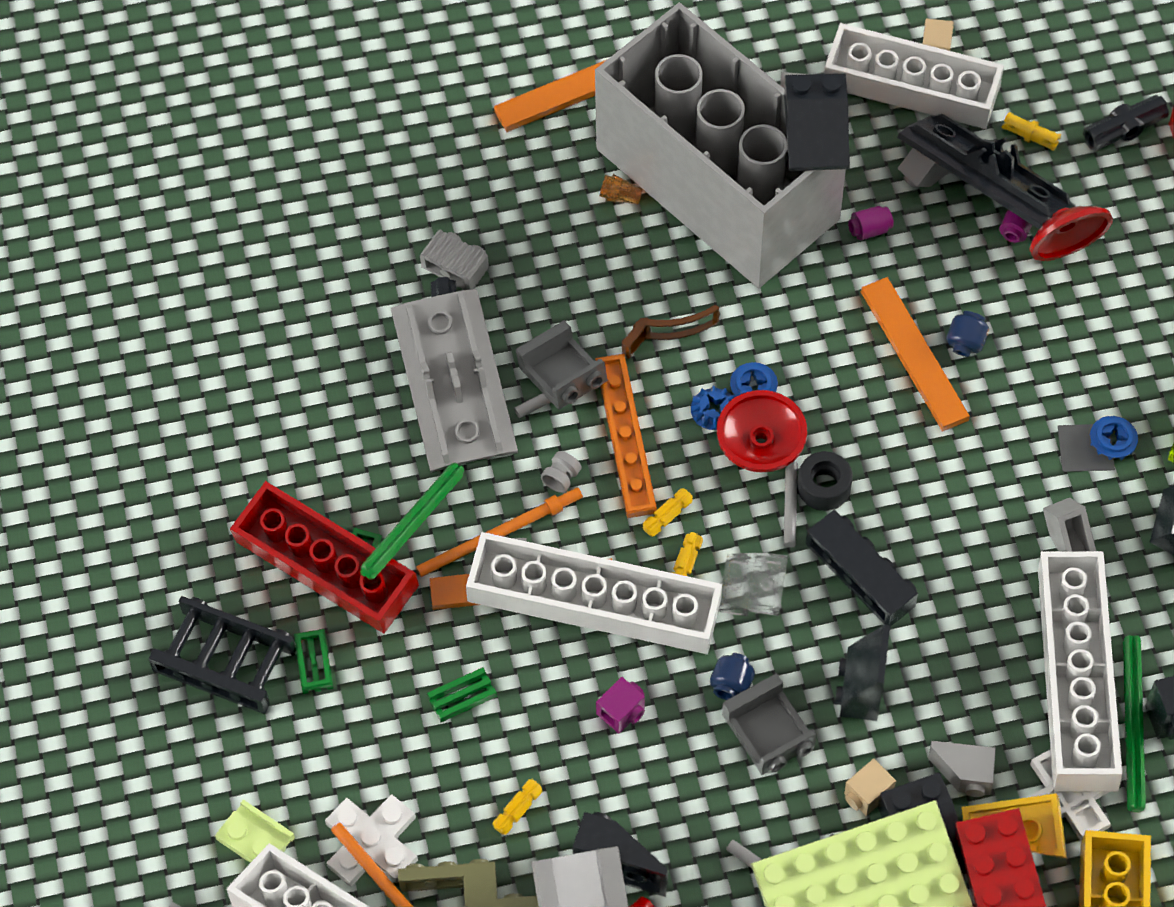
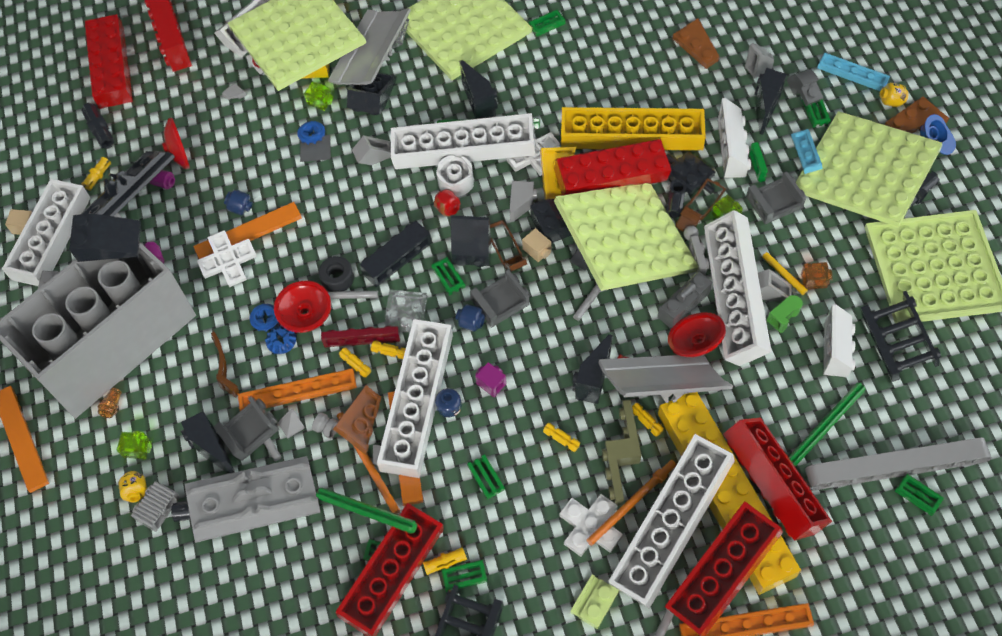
camera: 90 degrees left, 0 degrees up
(336, 633) = (444, 561): none -> yellow pin
(486, 229) = (132, 486): none -> yellow head
(537, 311) = (202, 436): none -> black slope
(550, 226) = (134, 445): none -> clear neon green brick
(565, 515) = (358, 420): none -> dark orange wing
(570, 428) = (291, 424): none -> light grey slope
(582, 640) = (448, 402): none -> dark blue head
(710, 529) = (360, 336): none -> dark red plate
(803, 670) = (455, 287): none -> green tile
(840, 753) = (514, 262): none -> reddish brown piece
(858, 323) = (226, 258): none -> white plate
(958, 647) = (447, 203): none -> red head
(1011, 659) = (455, 175): none -> white brick

